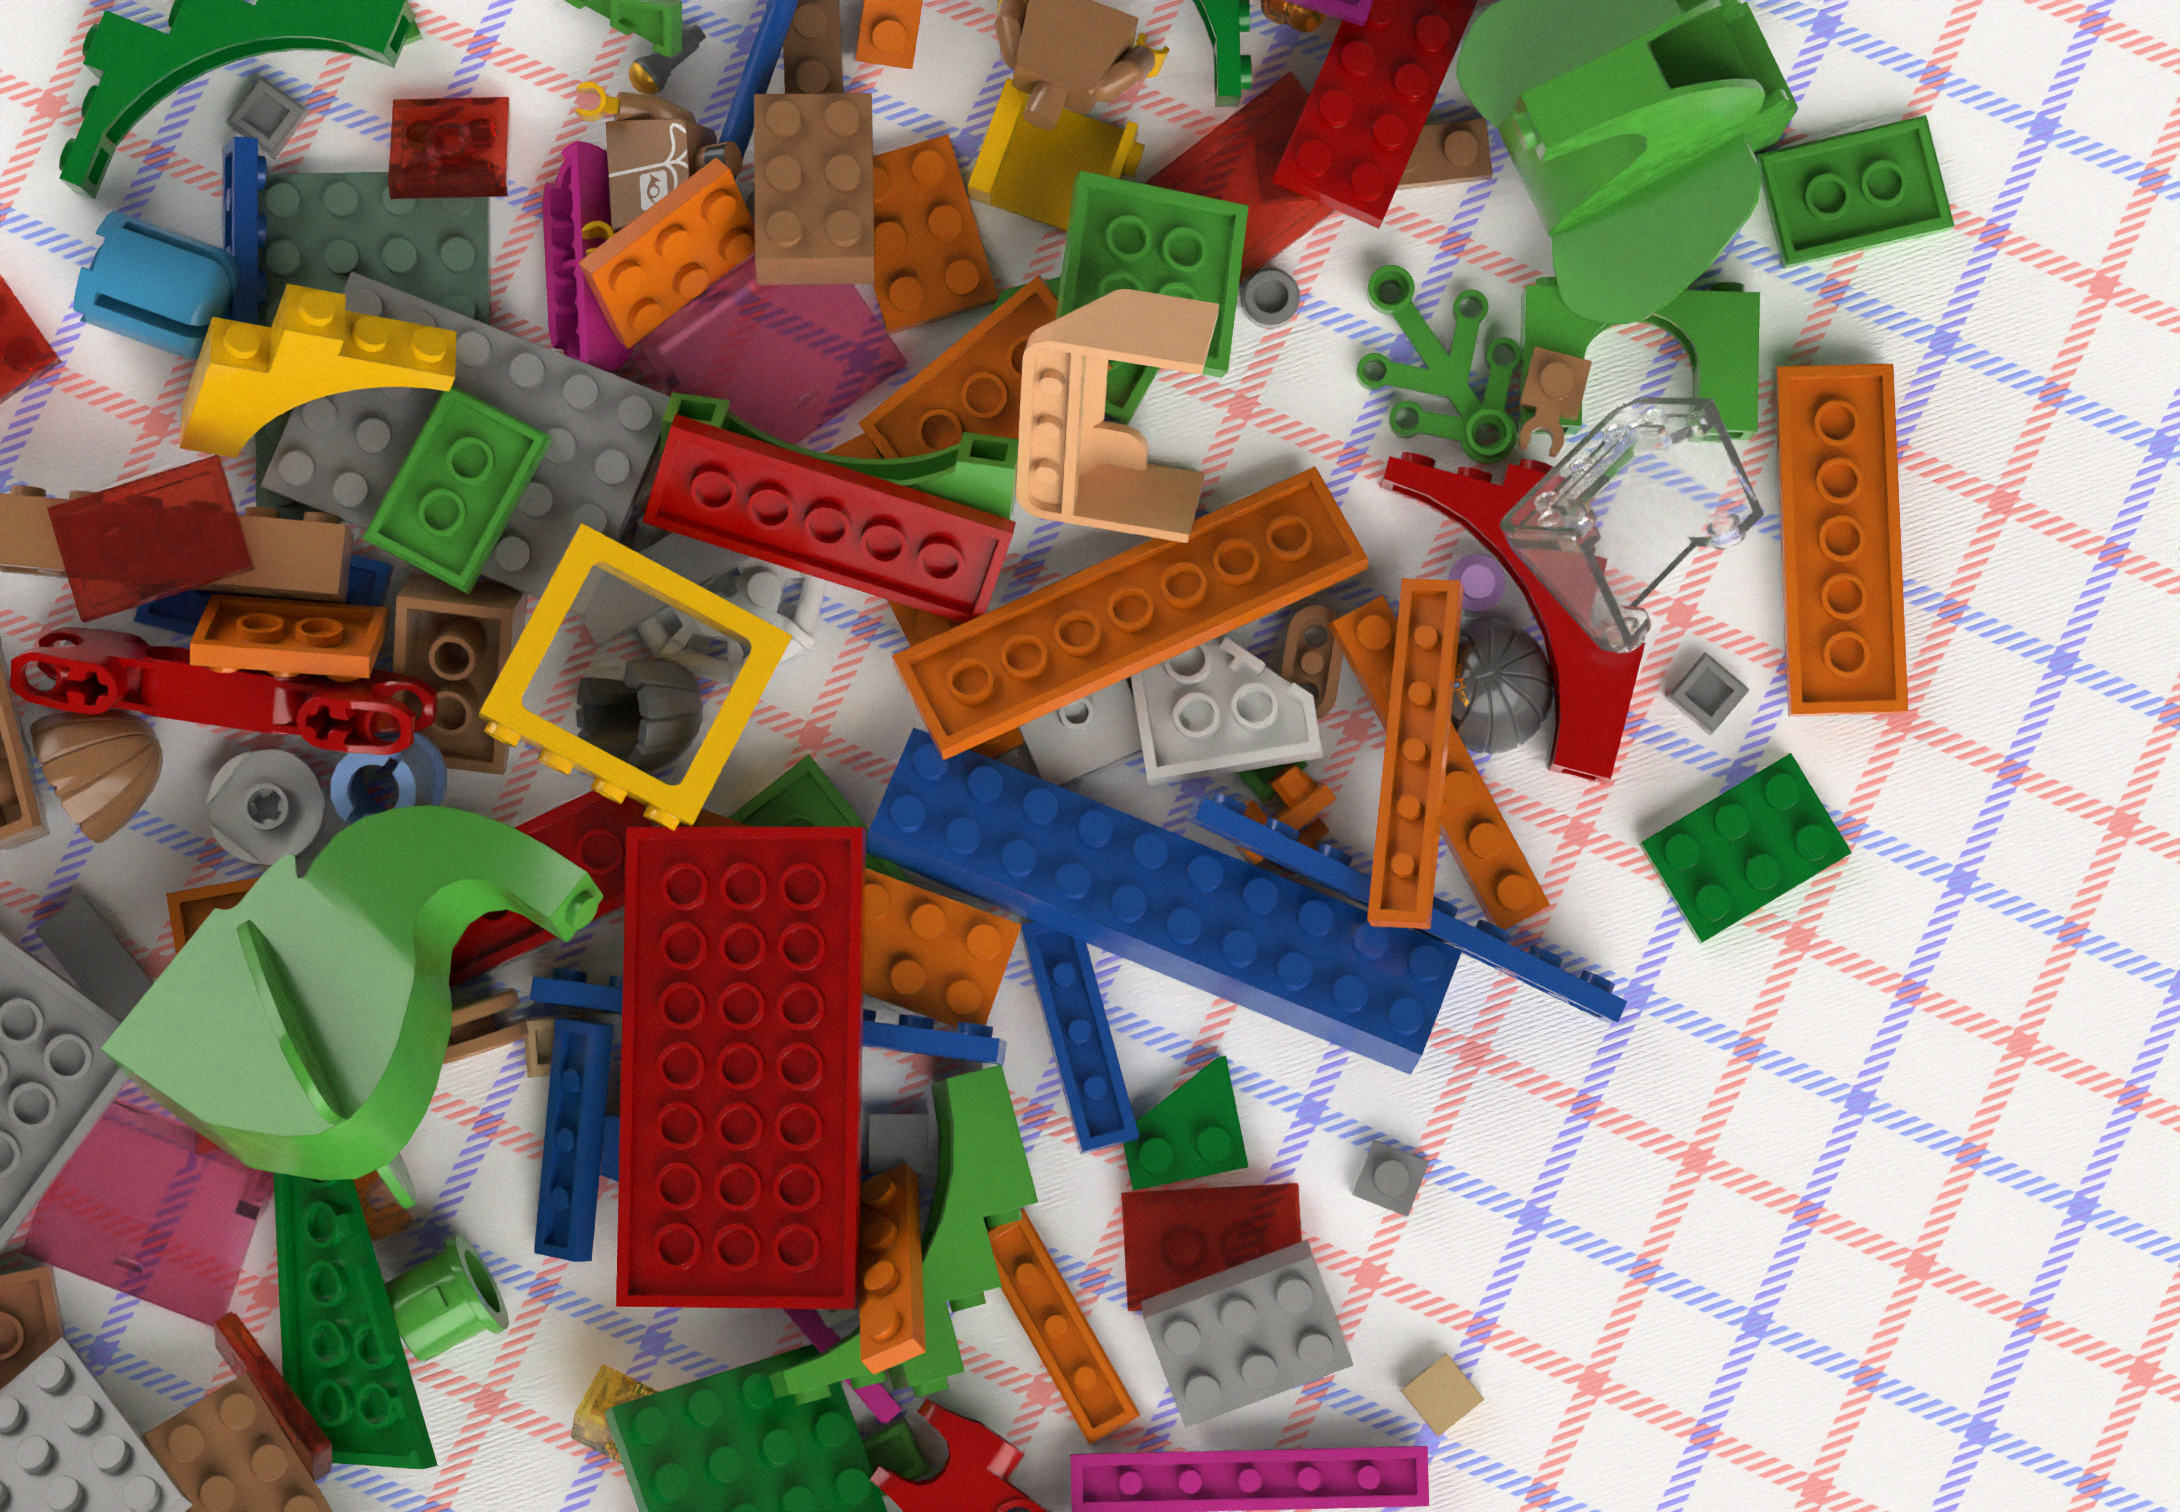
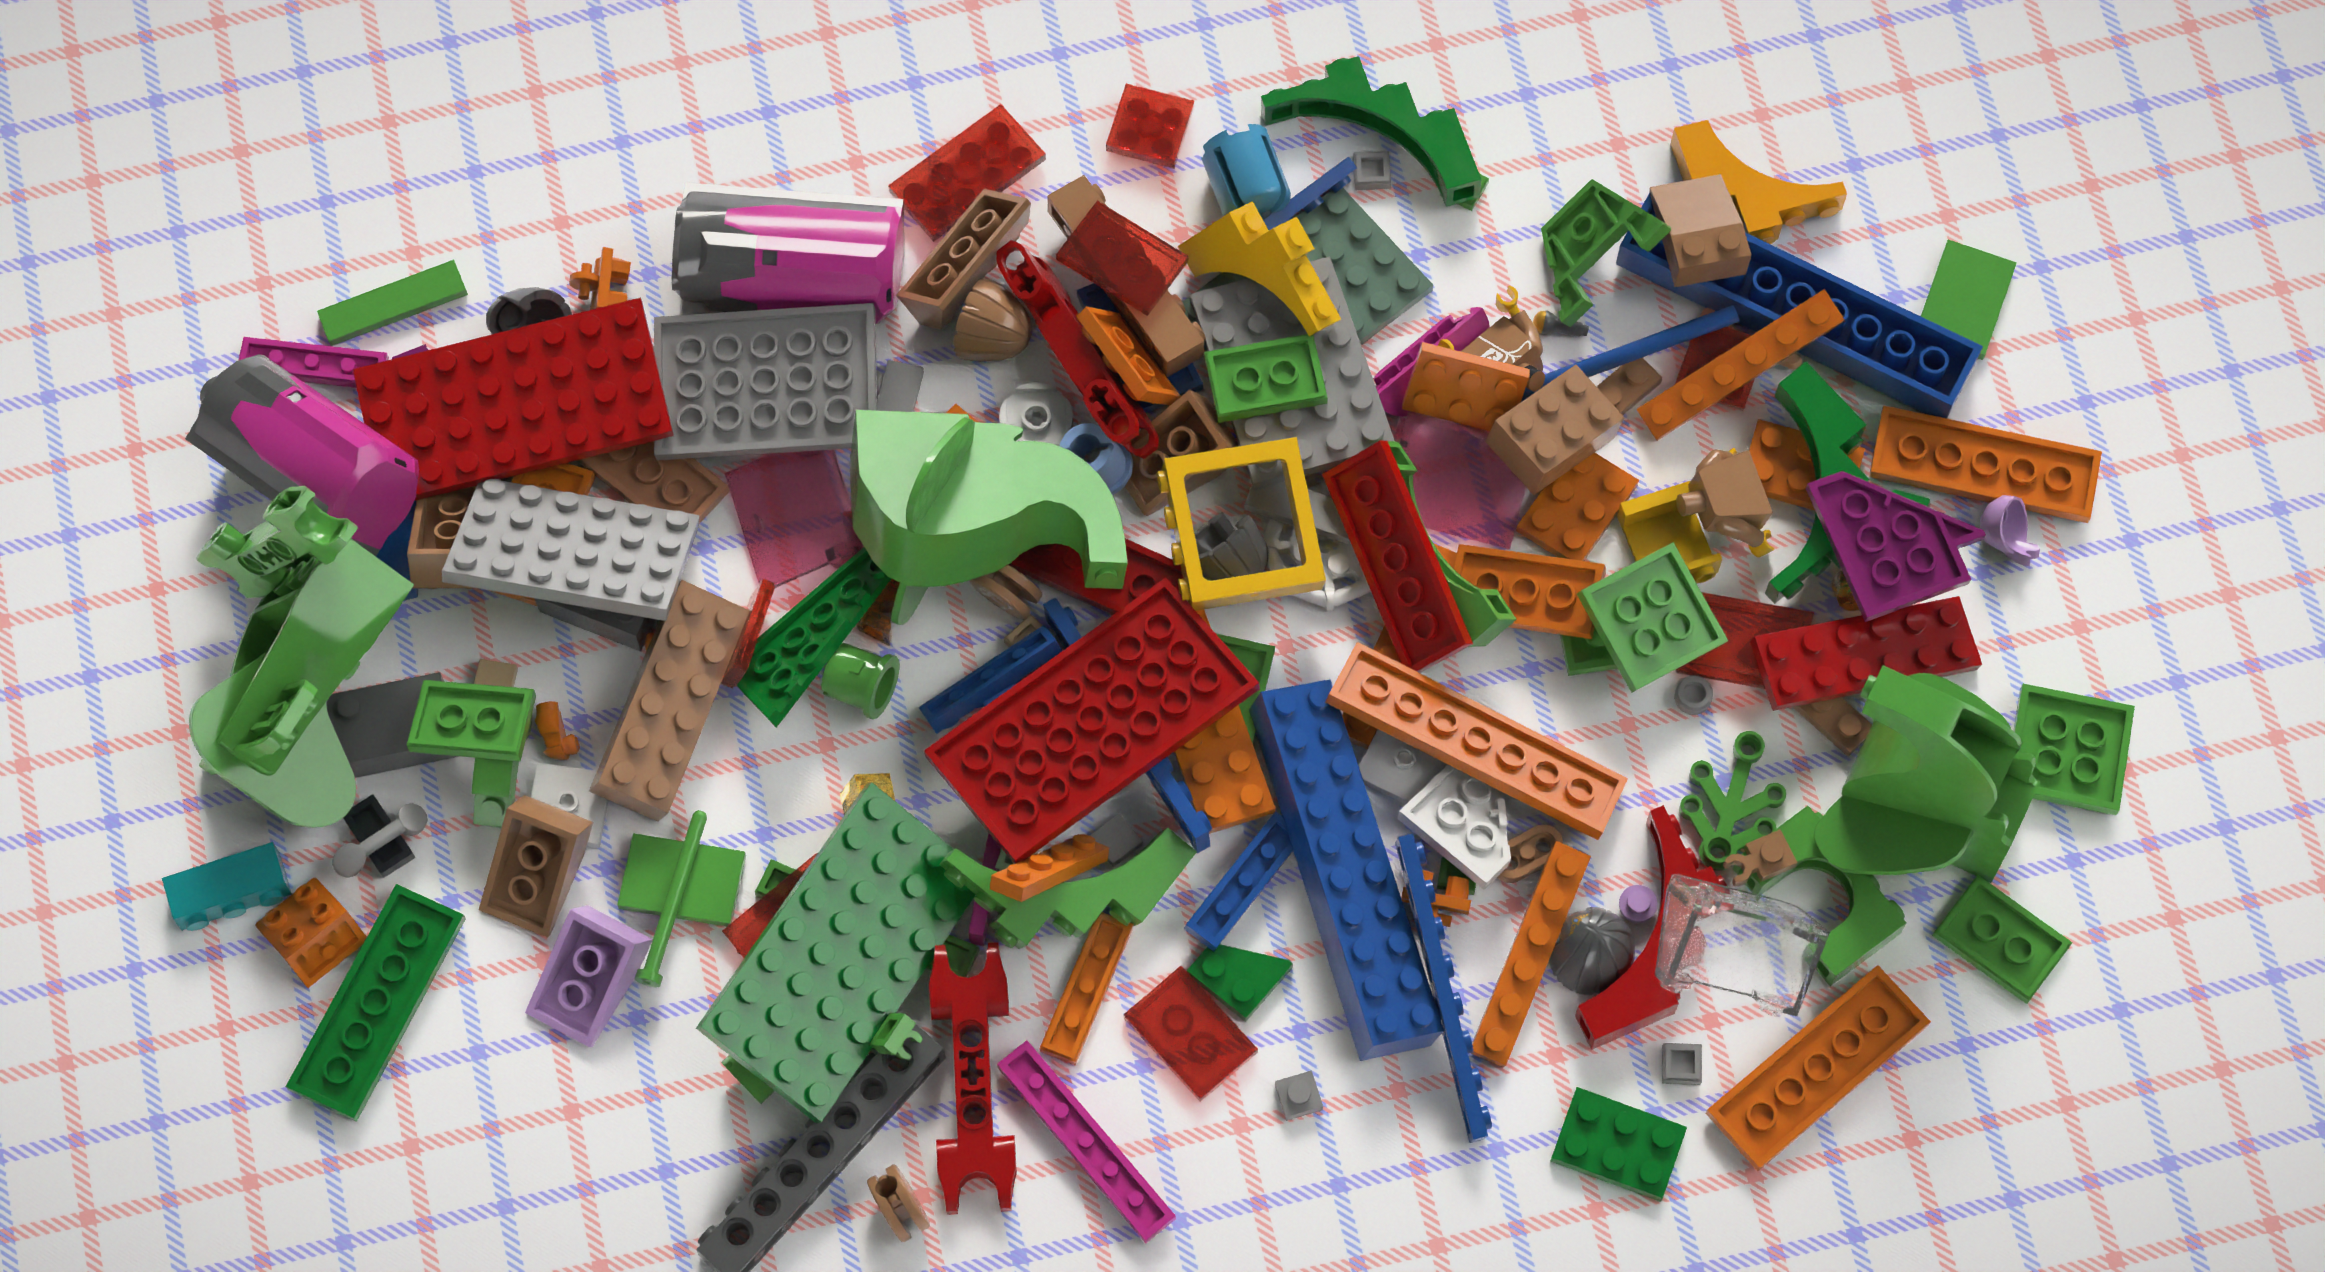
camera: 55 degrees right, 15 degrees down
(449, 148) = (1428, 257): clear red plate -> none
(1095, 469) = (1530, 643): light nougat windscreen -> none
(1246, 1333) = (1159, 1076): light grey brick -> none
(1415, 754) = (1523, 924): orange plate -> none
(1442, 1394) = (1208, 1207): tan tile -> none

